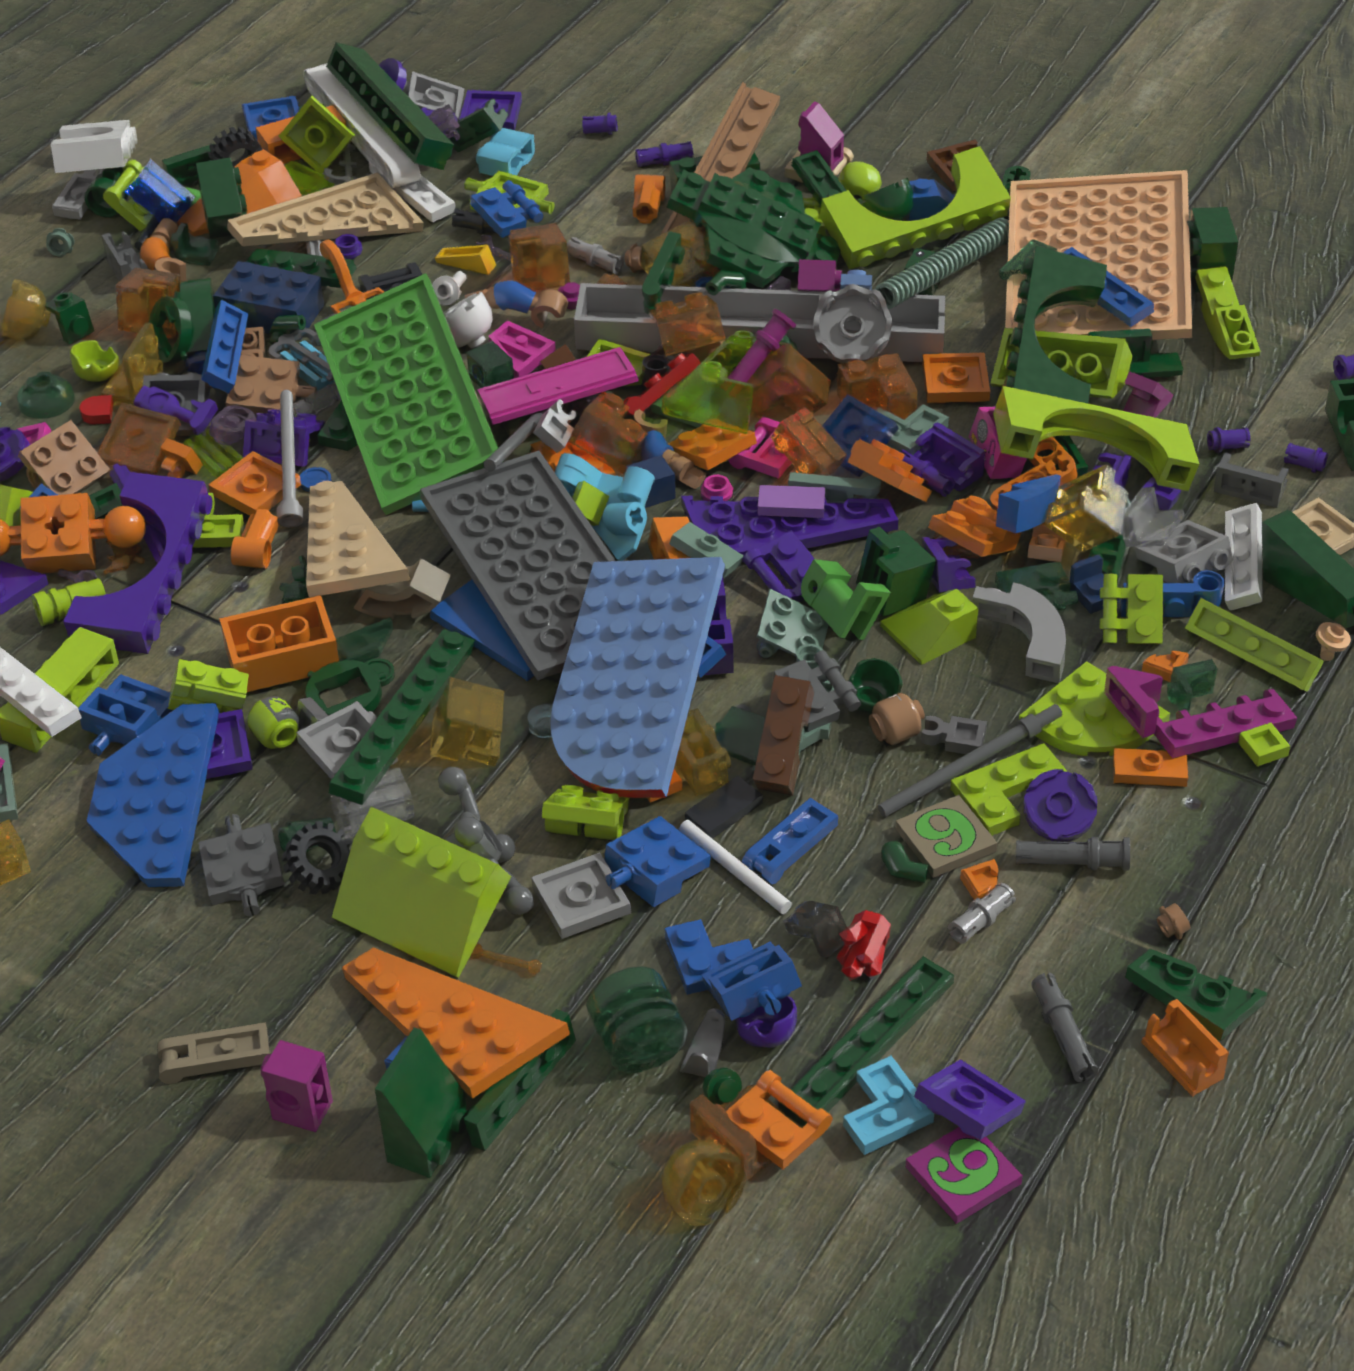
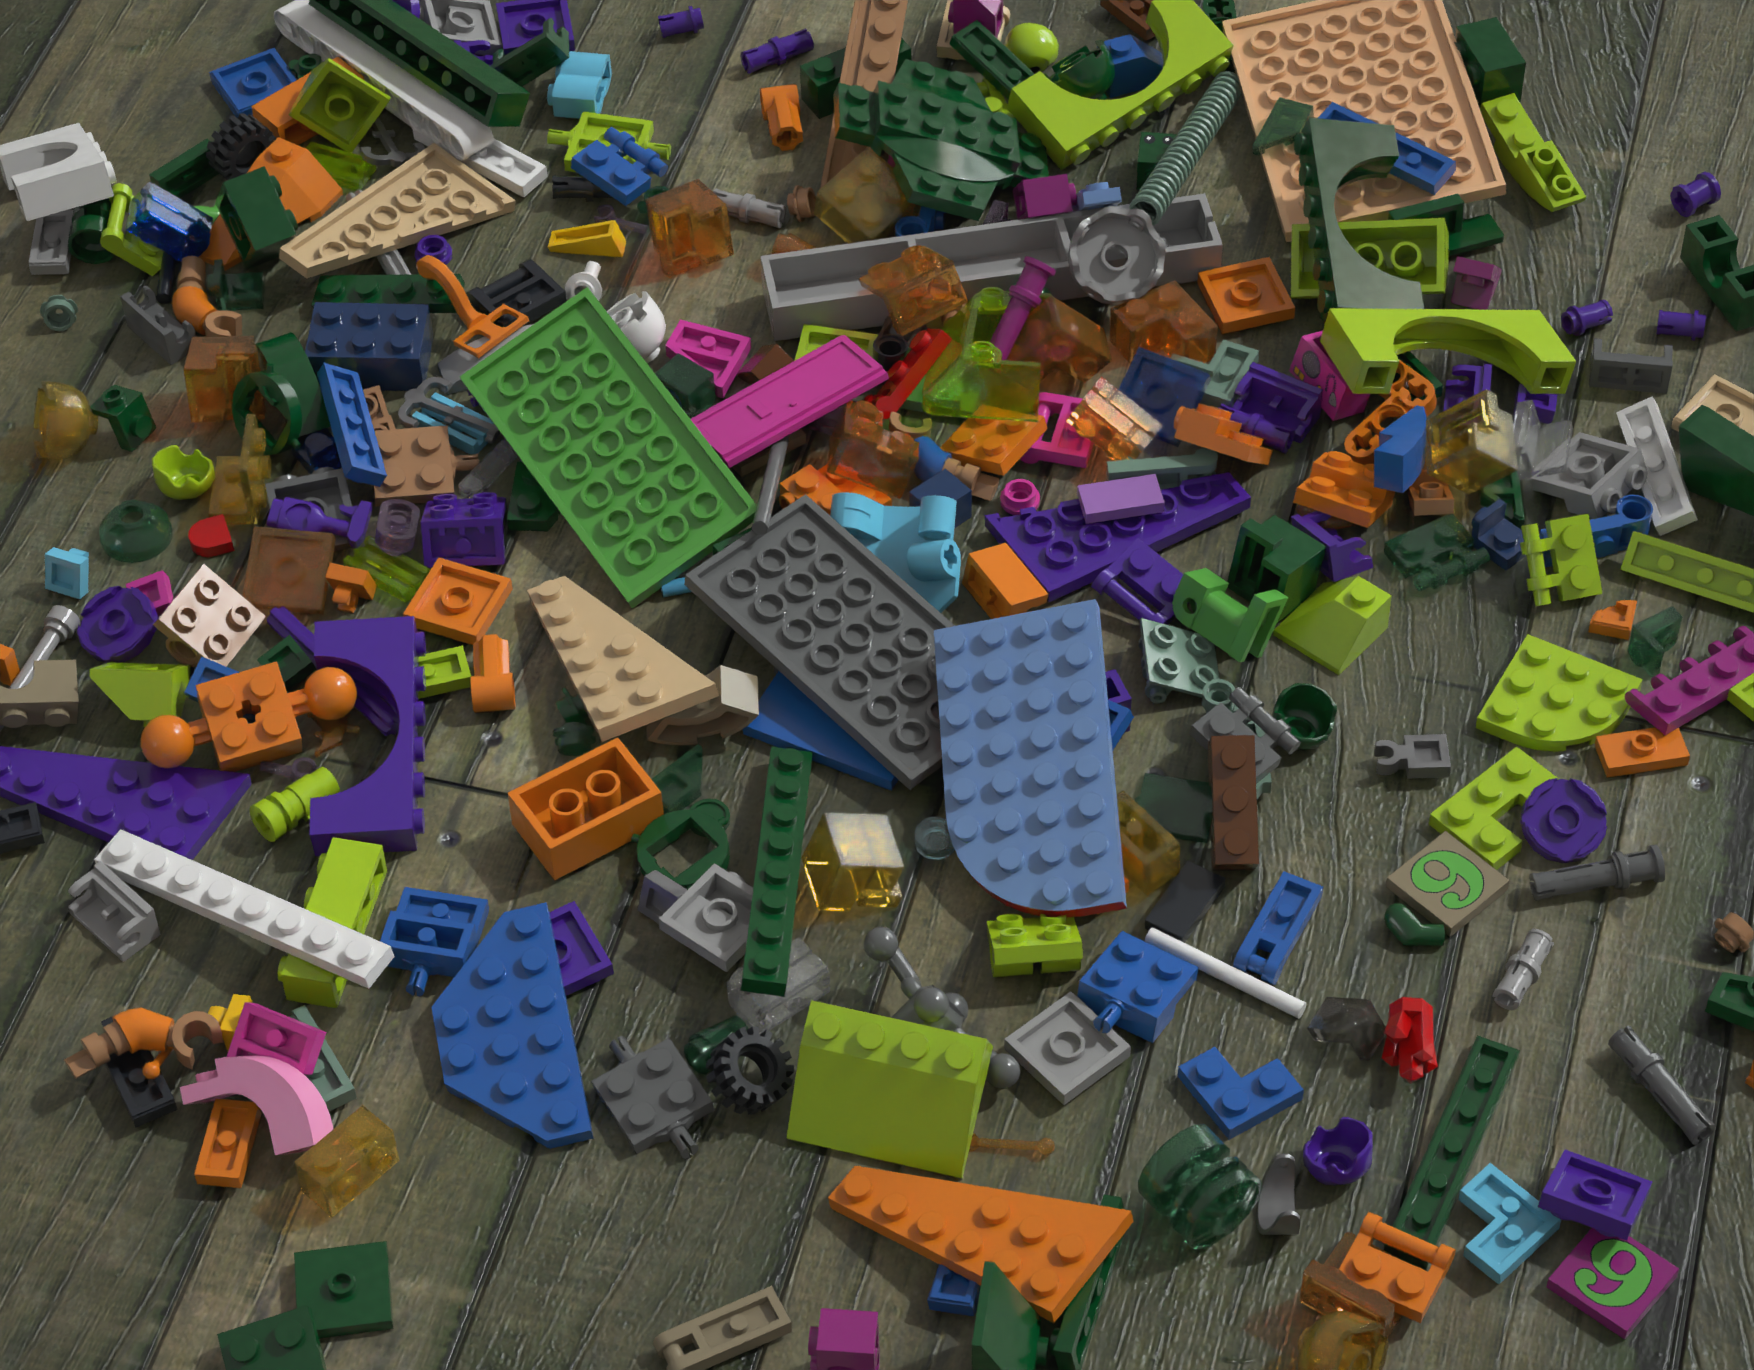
camera: 15 degrees left, 5 degrees up
(206, 684) = (525, 882): lime brick -> none
(273, 722) = (619, 910): lime head -> none
(284, 325) = (404, 380): dark green arm -> none
(289, 511) = (517, 628): light grey piece -> none
(313, 476) = (525, 576): blue piece -> none
(446, 121) = (498, 57): clear purple plate -> none
(520, 298) = (686, 287): piece -> none
(554, 427) = (807, 459): light grey plate -> none
(571, 292) = (741, 268): magenta plate -> none
(590, 502) = (885, 545): lime tile -> none
(662, 271) = (862, 227): dark green plate -> none
(700, 544) = (1046, 581): sand green plate -> none
(722, 1085) = (1318, 1241): dark green plate -> none
(726, 278) = (936, 219): dark green arm -> none
(753, 981) = (1312, 1110): blue plate -> none
(896, 719) = (1344, 752): medium nougat head -> none
(980, 878) = (1505, 929): orange tile -> none
(1026, 728) = (1493, 735): dark grey bar -> none
(1036, 619) = (1461, 598): light grey arch -> none
(1135, 696) = (1604, 672): magenta slope -> none

